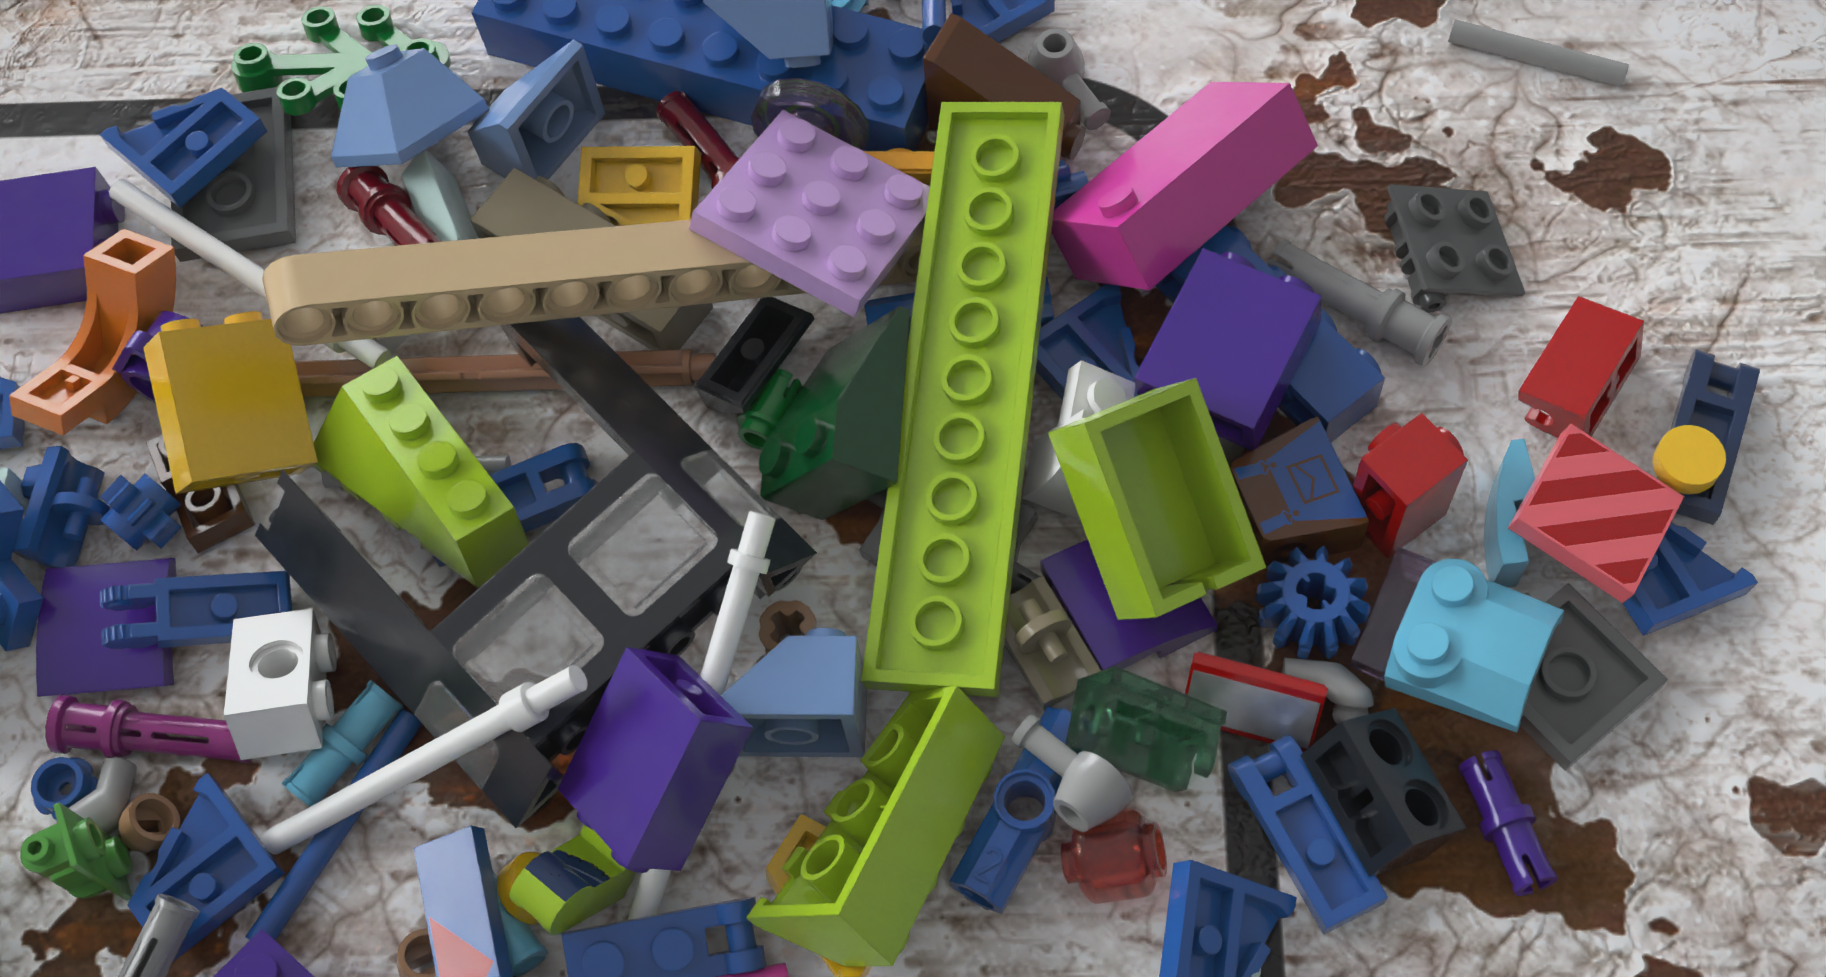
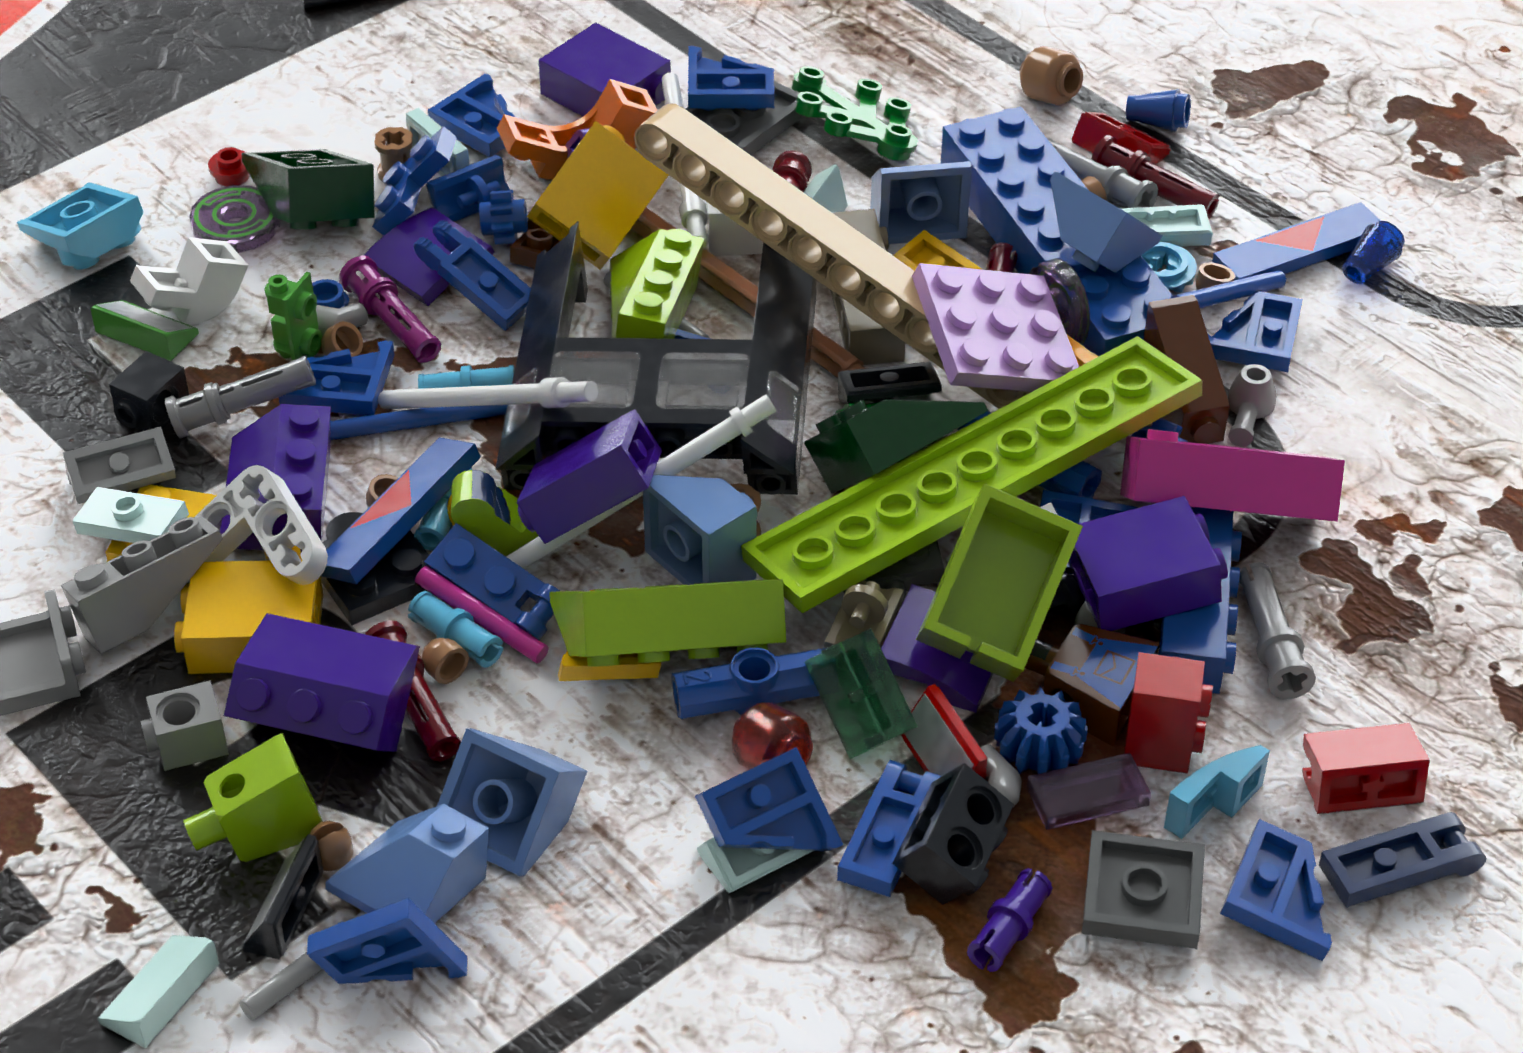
camera: 40 degrees right, 20 degrees down
(279, 683) = (469, 326): white brick -> none
(400, 108) = (851, 137): medium blue slope -> none
(1090, 785) = (790, 682): light grey bar -> none
(1449, 244) = (1373, 649): dark grey hinge -> none
(1470, 644) = (1099, 810): medium azure slope -> none
(1596, 513) = (1262, 815): coral tile -> none
(1689, 459) = (1363, 846): yellow tile -> none

